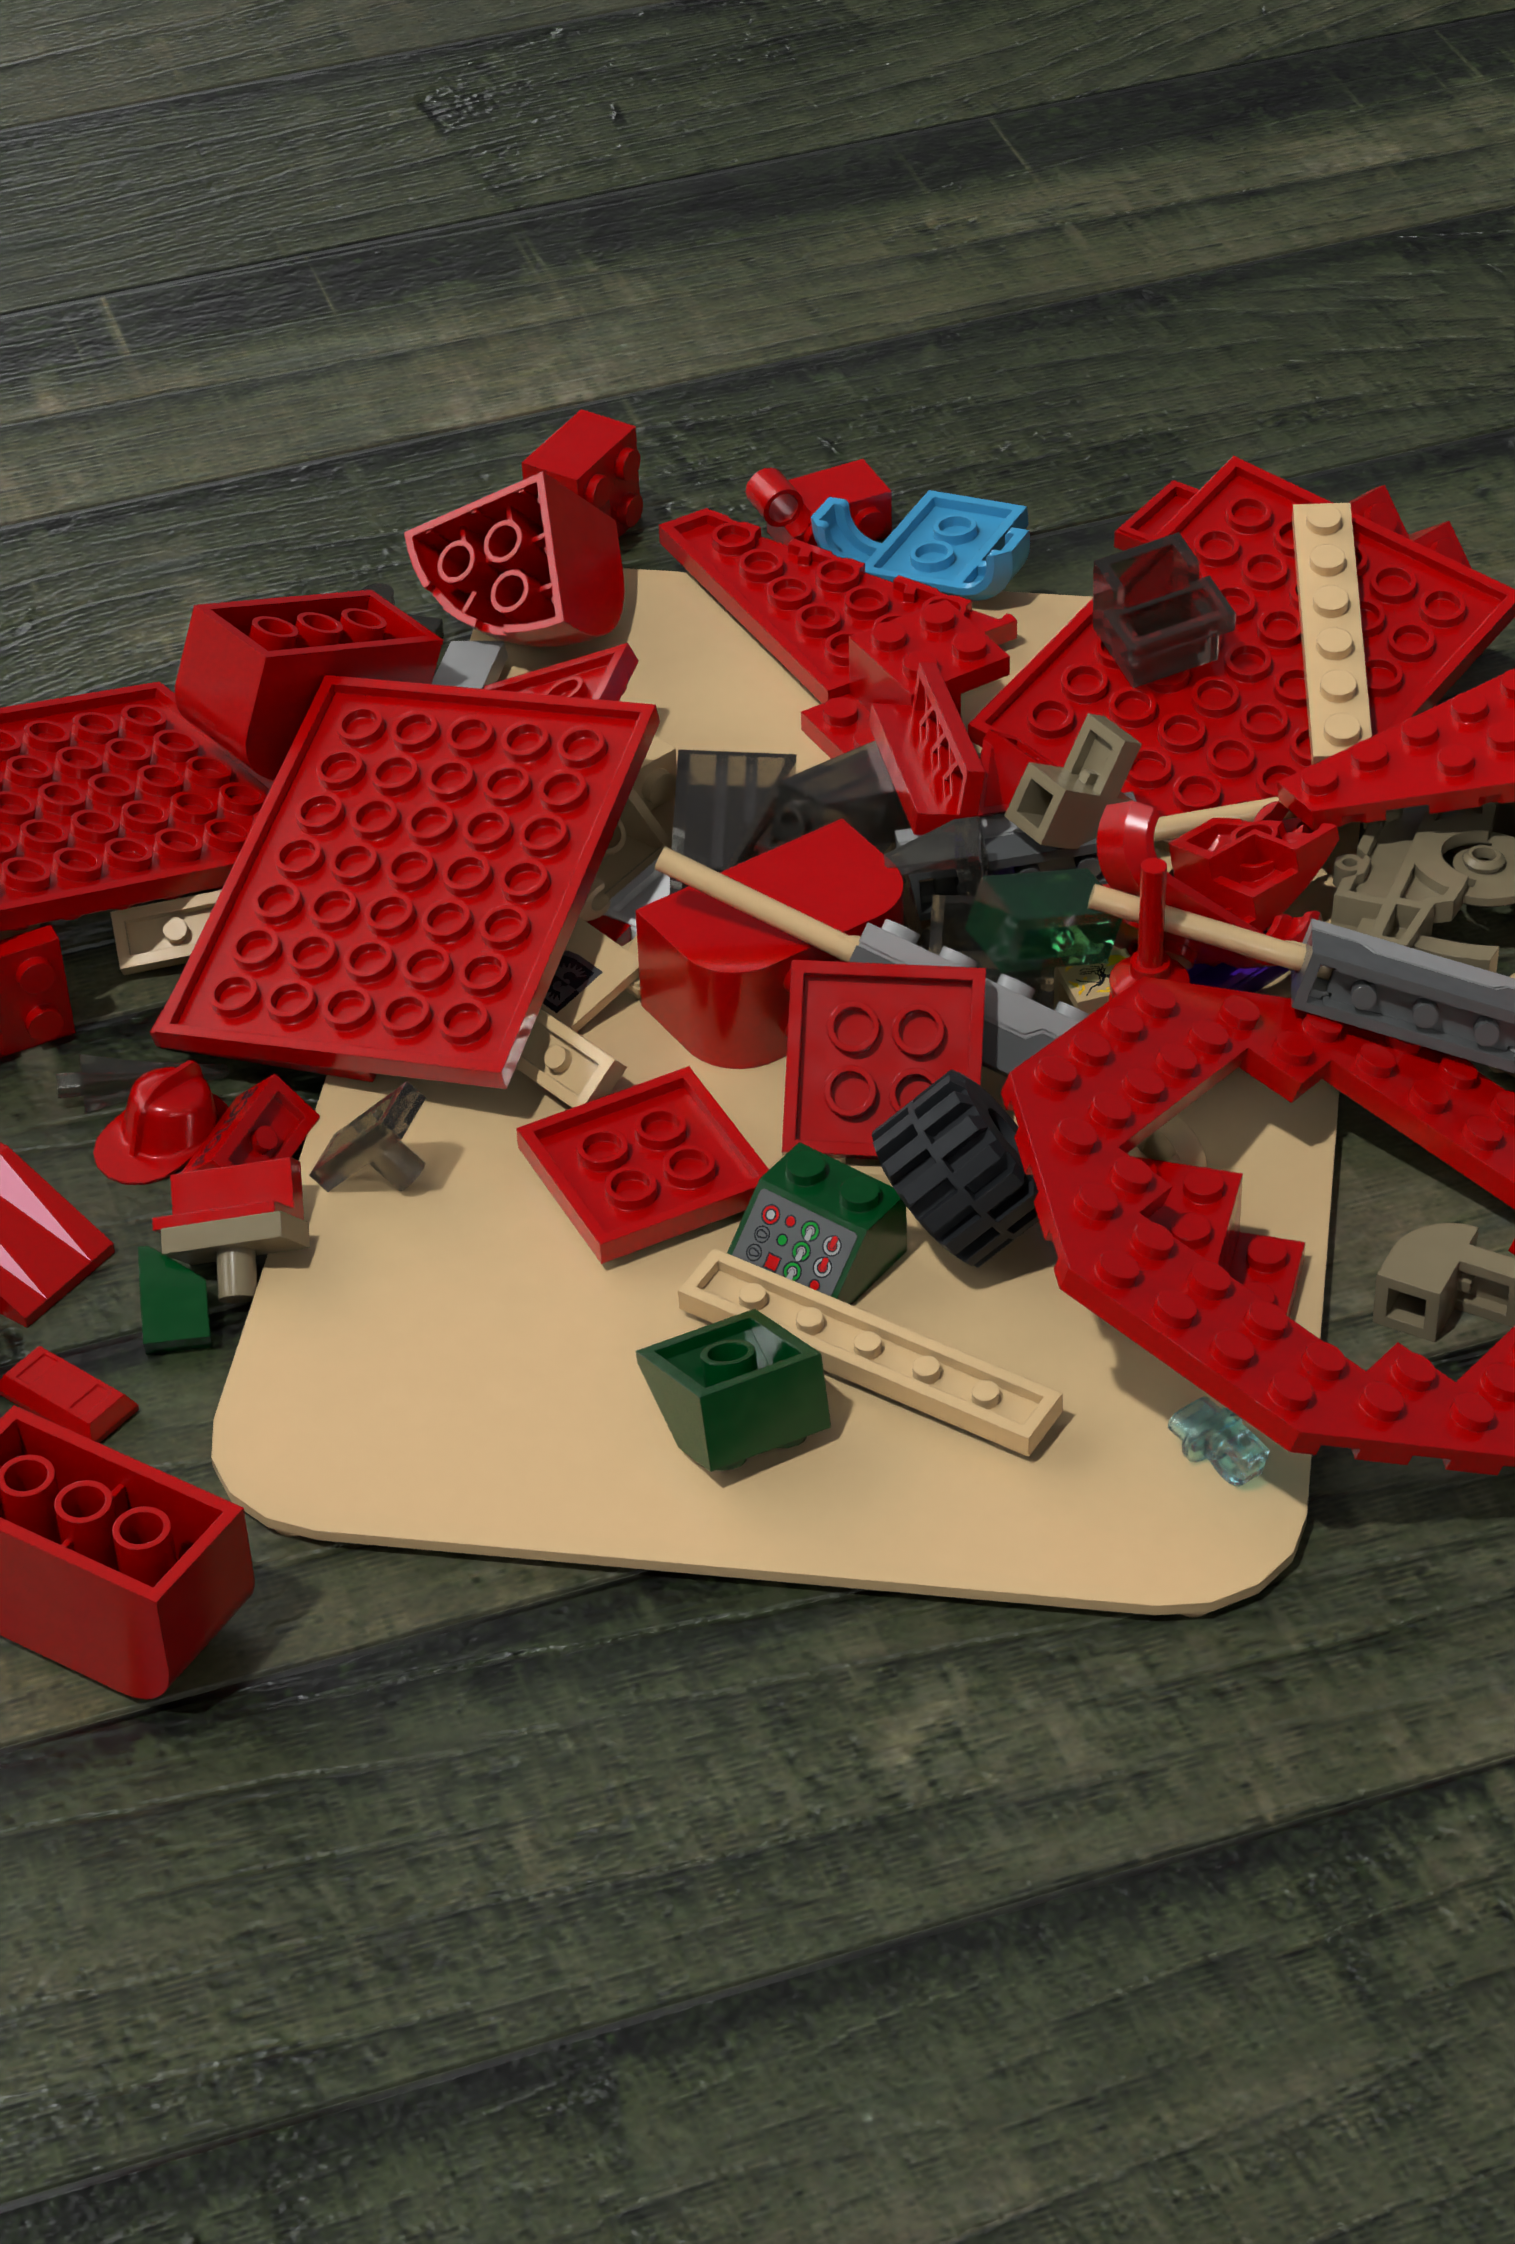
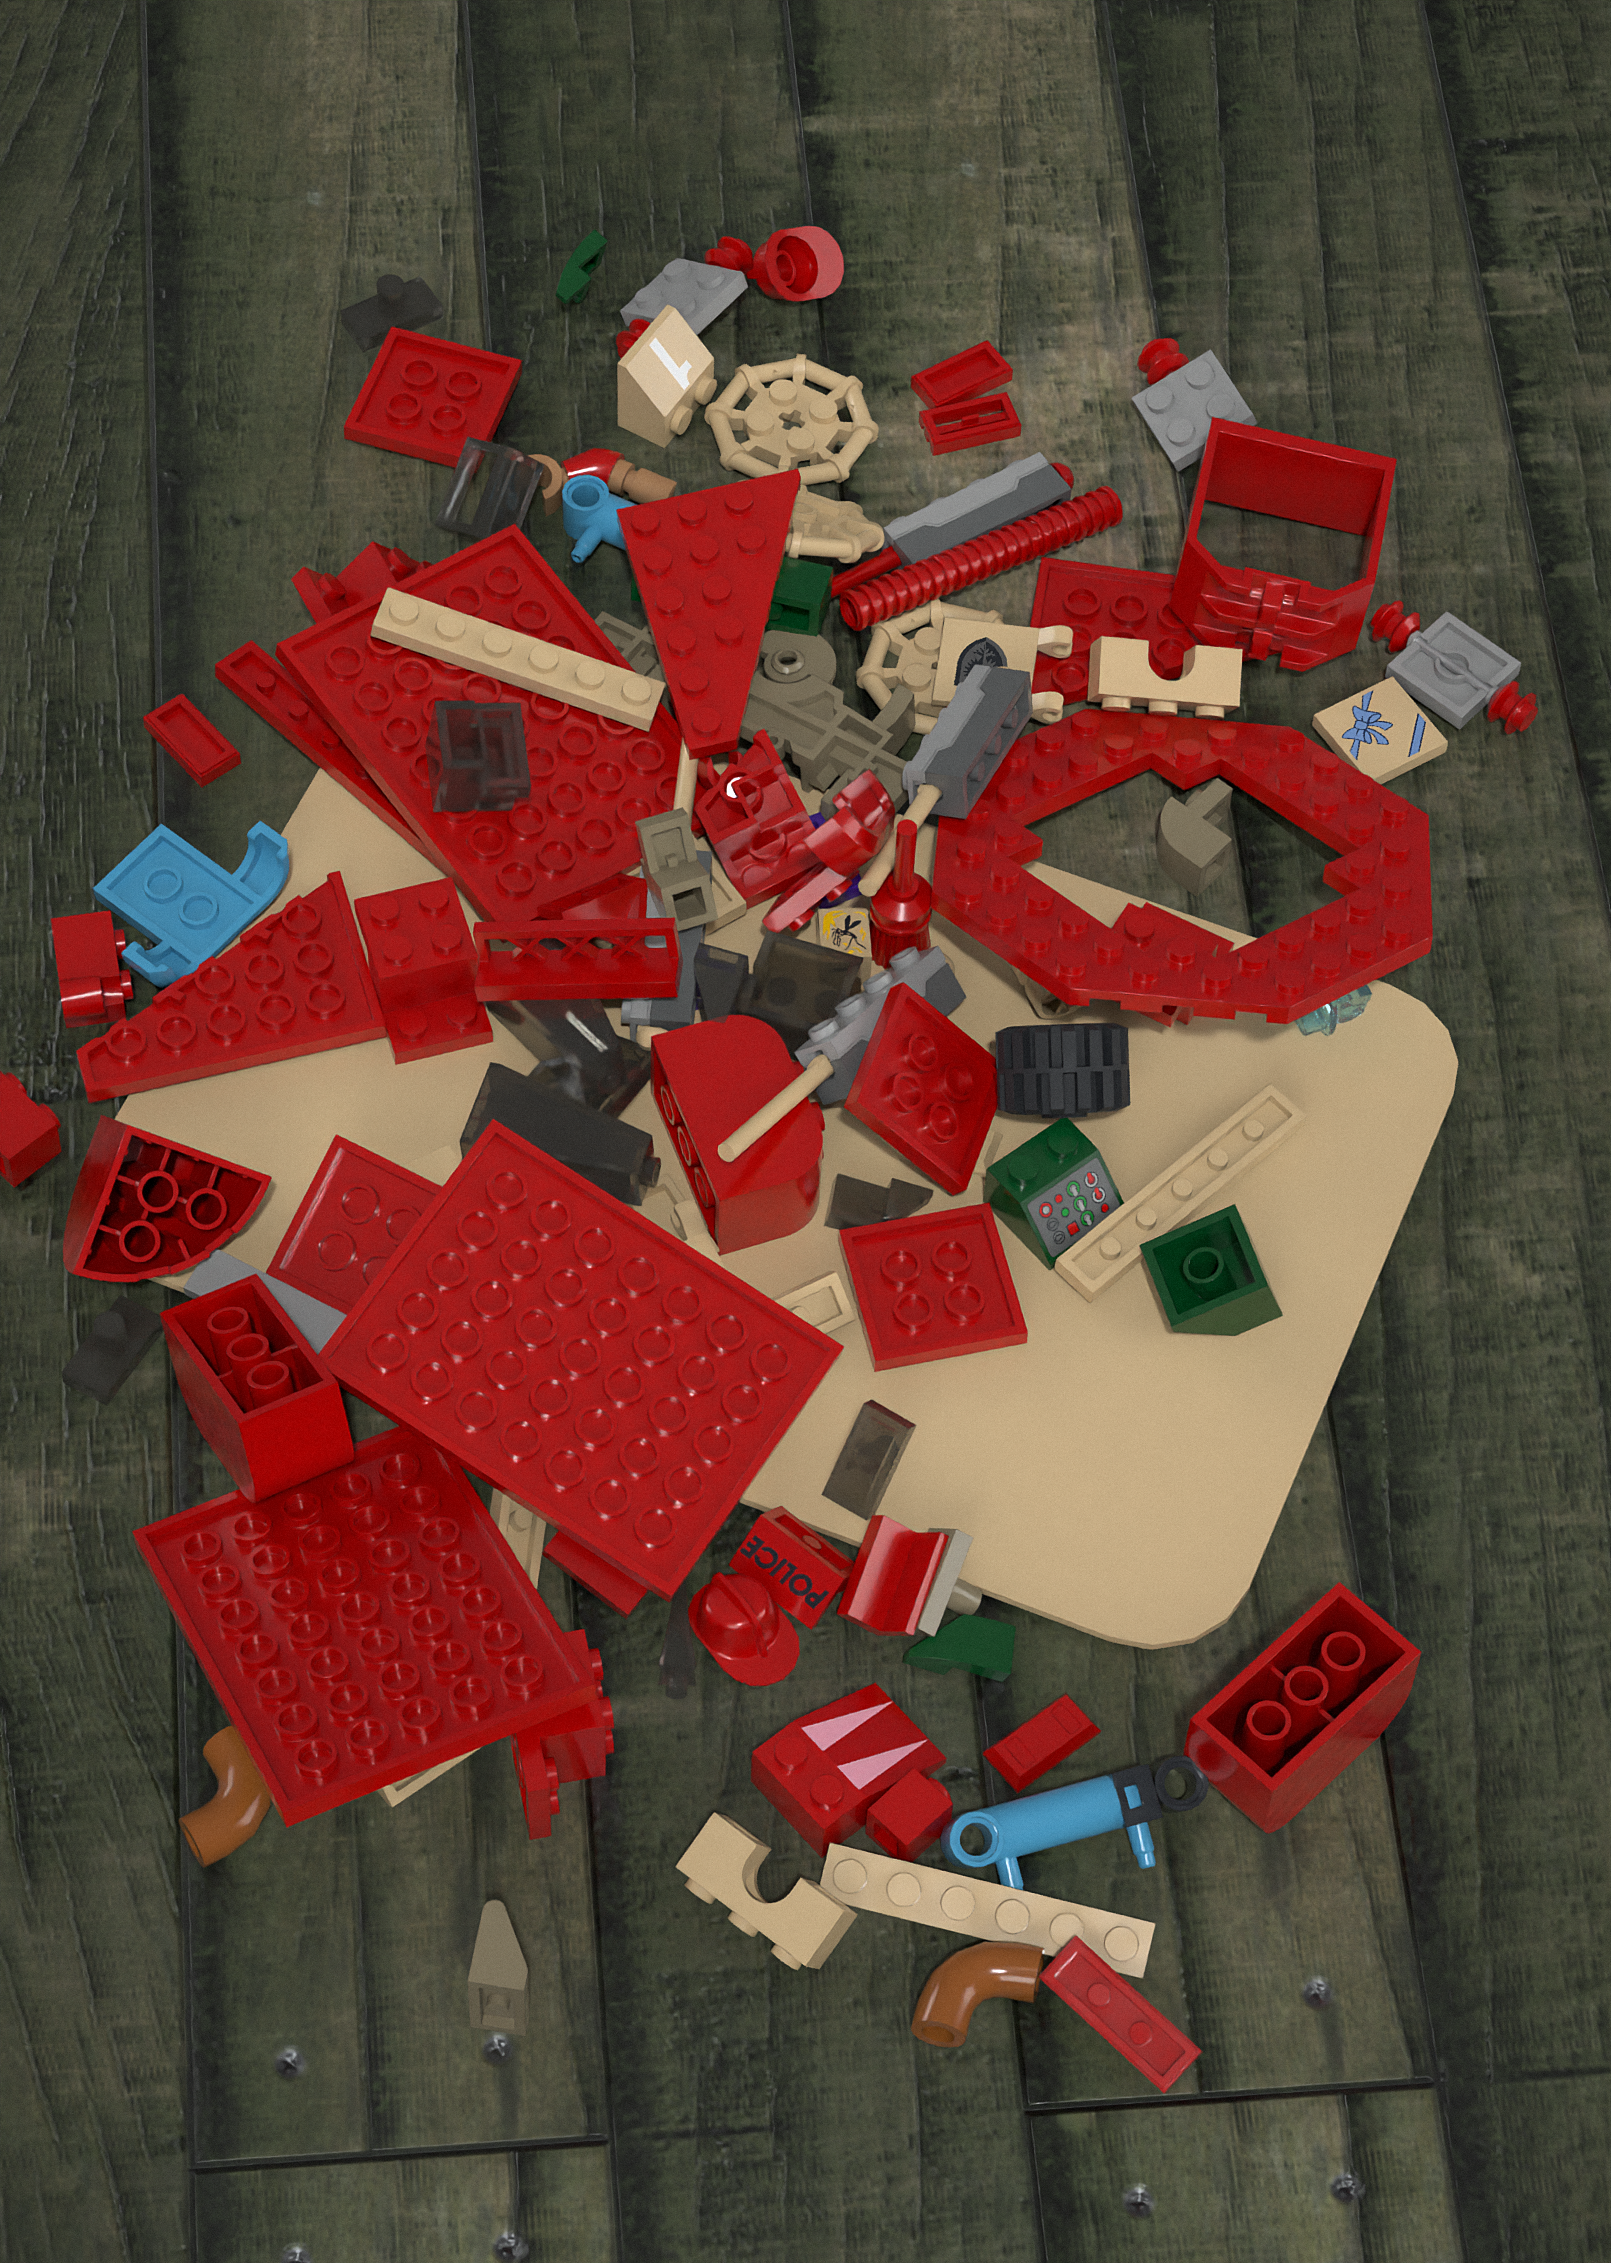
camera: 80 degrees left, 15 degrees up
(749, 1096) = (864, 1203): none -> clear smoke slope
(1041, 920) = (830, 936): clear green brick -> none

